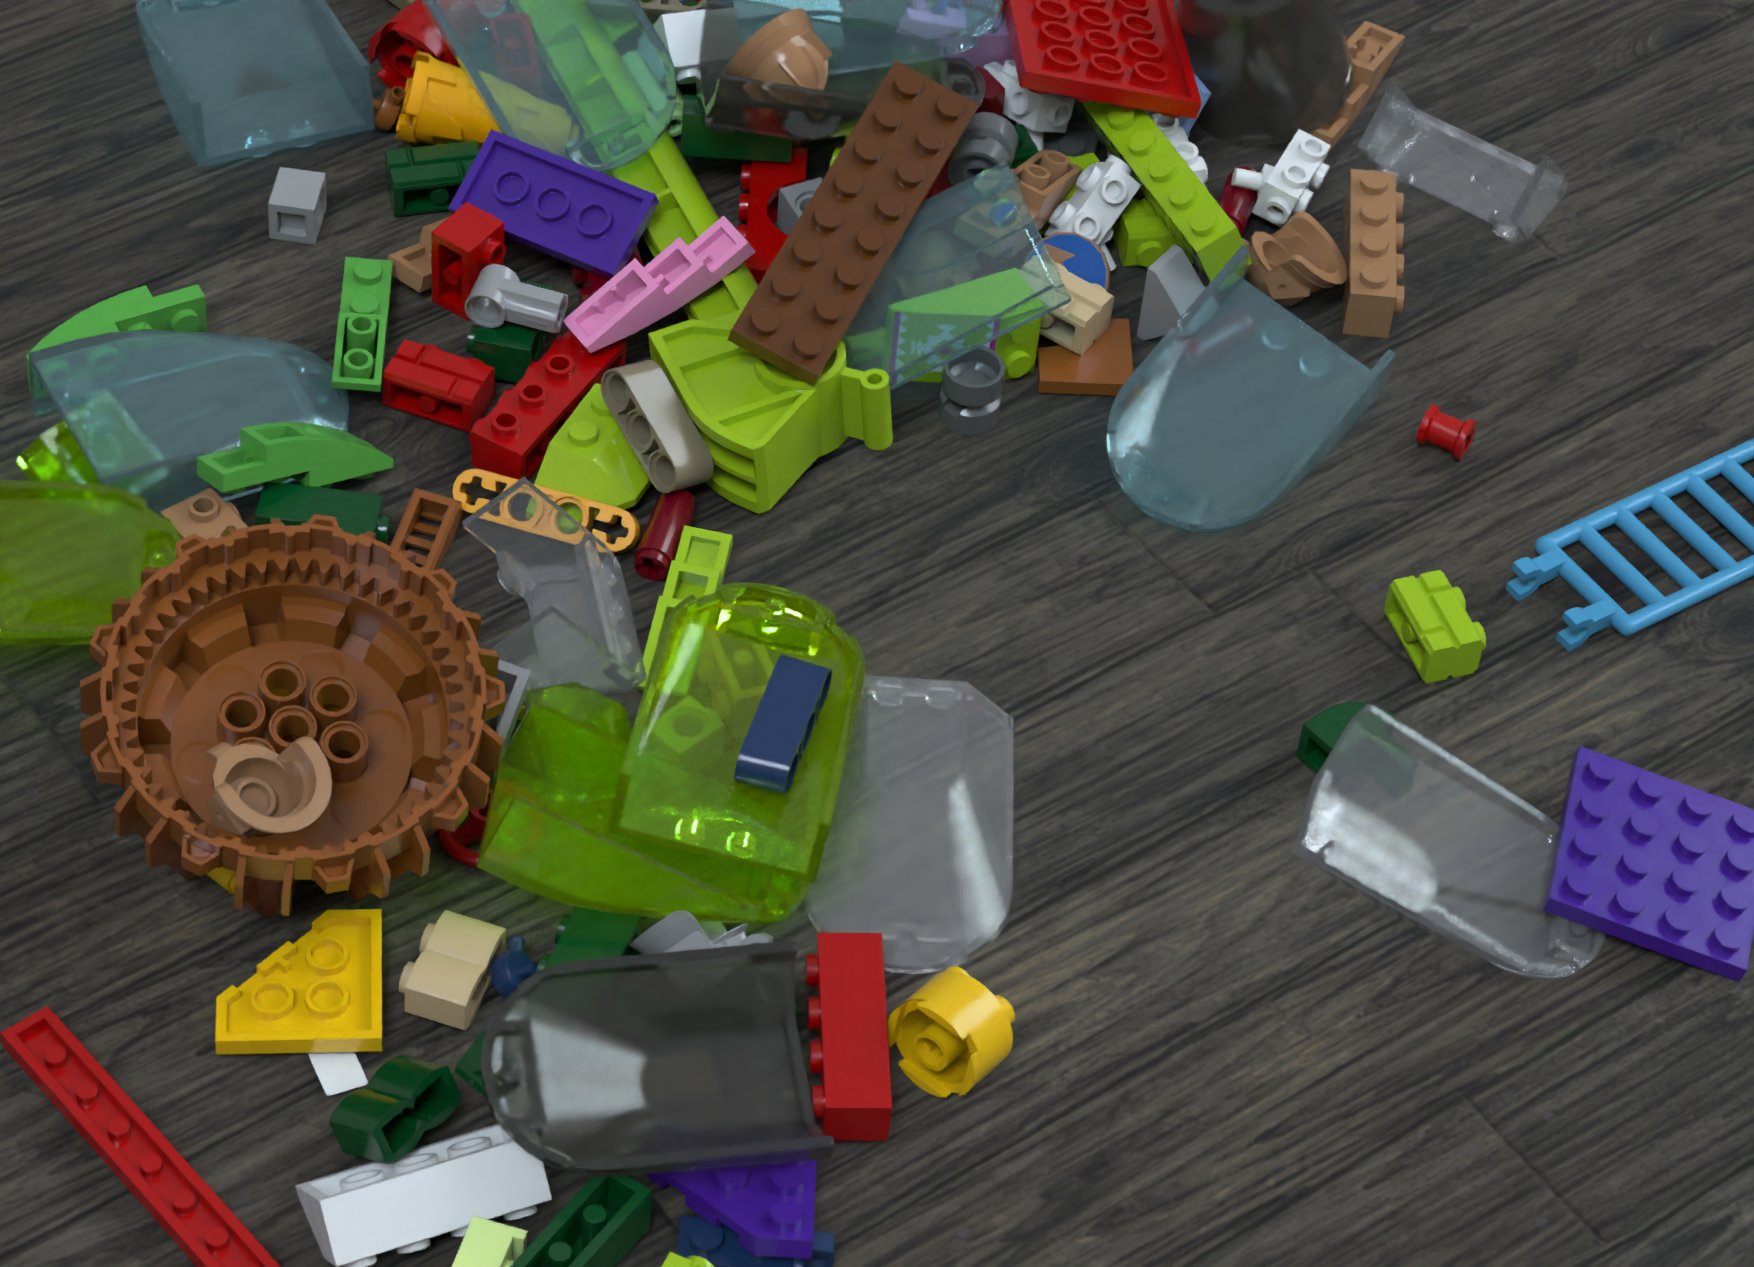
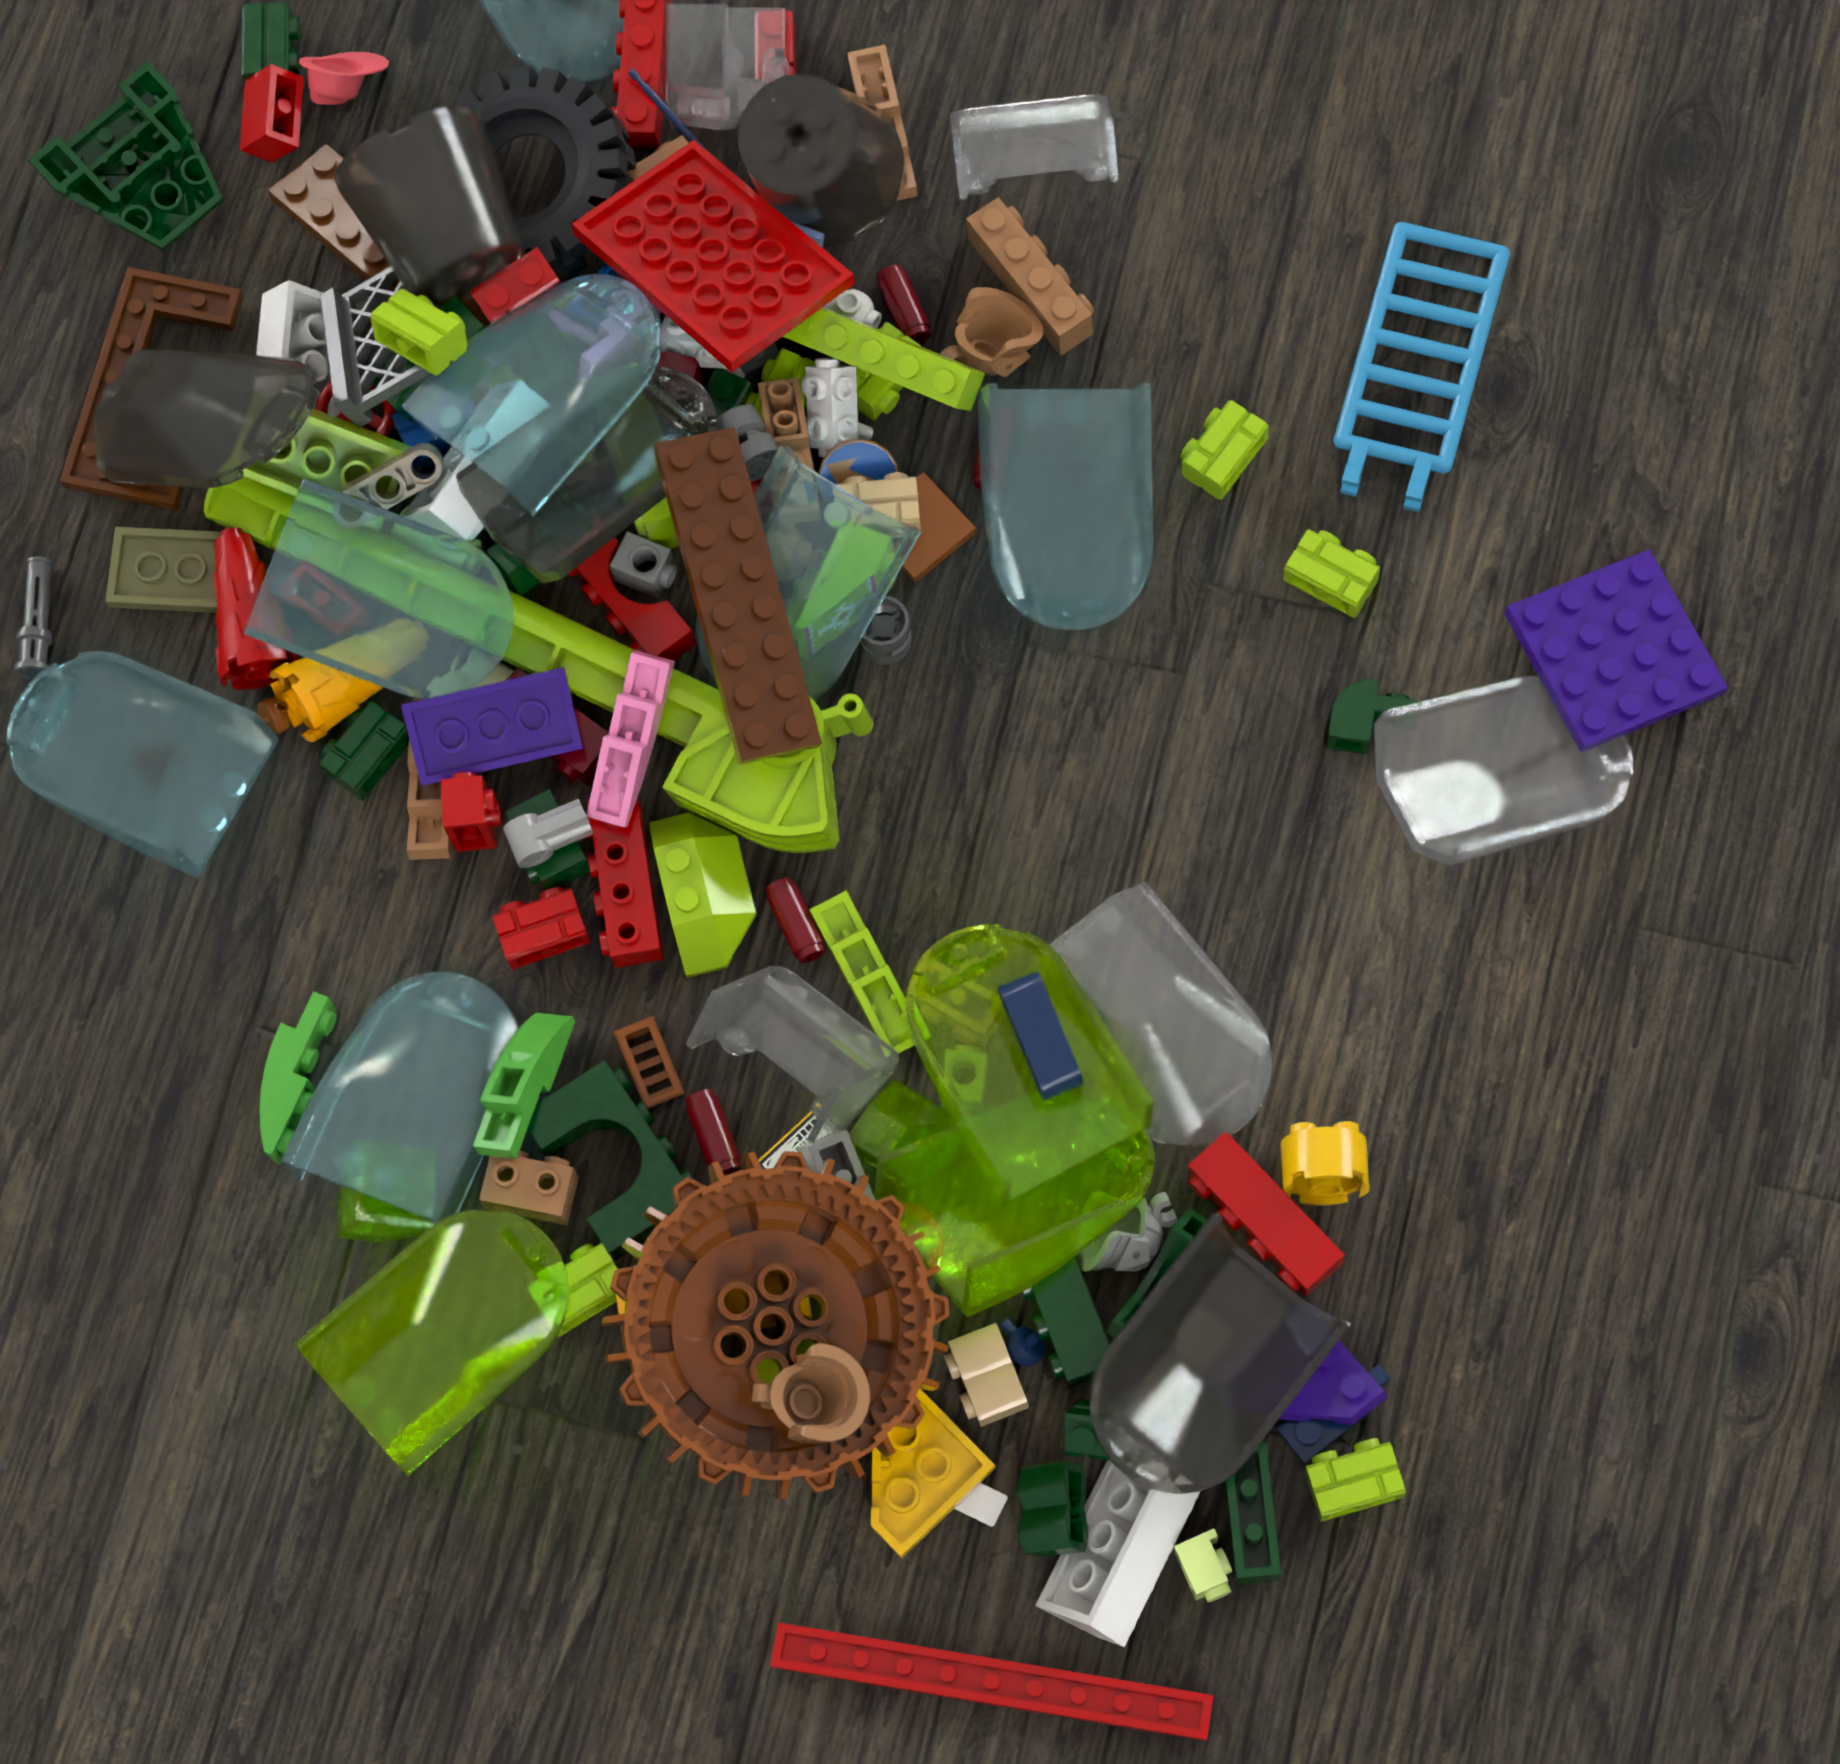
camera: 25 degrees left, 25 degrees up
(297, 205) = (298, 855): light grey brick -> none
(362, 324) = (450, 927): bright green slope -> none
(607, 513) = (705, 964): light orange beam -> none
(657, 426) = (731, 854): dark tan beam -> none
(784, 53) = (568, 493): medium nougat helmet -> none
(1168, 293) = (951, 439): light grey slope -> none
(1285, 187) = (927, 259): white brick -> none
(1424, 478) = (1223, 449): none -> lime brick
(1446, 432) = (1204, 394): red bush -> none

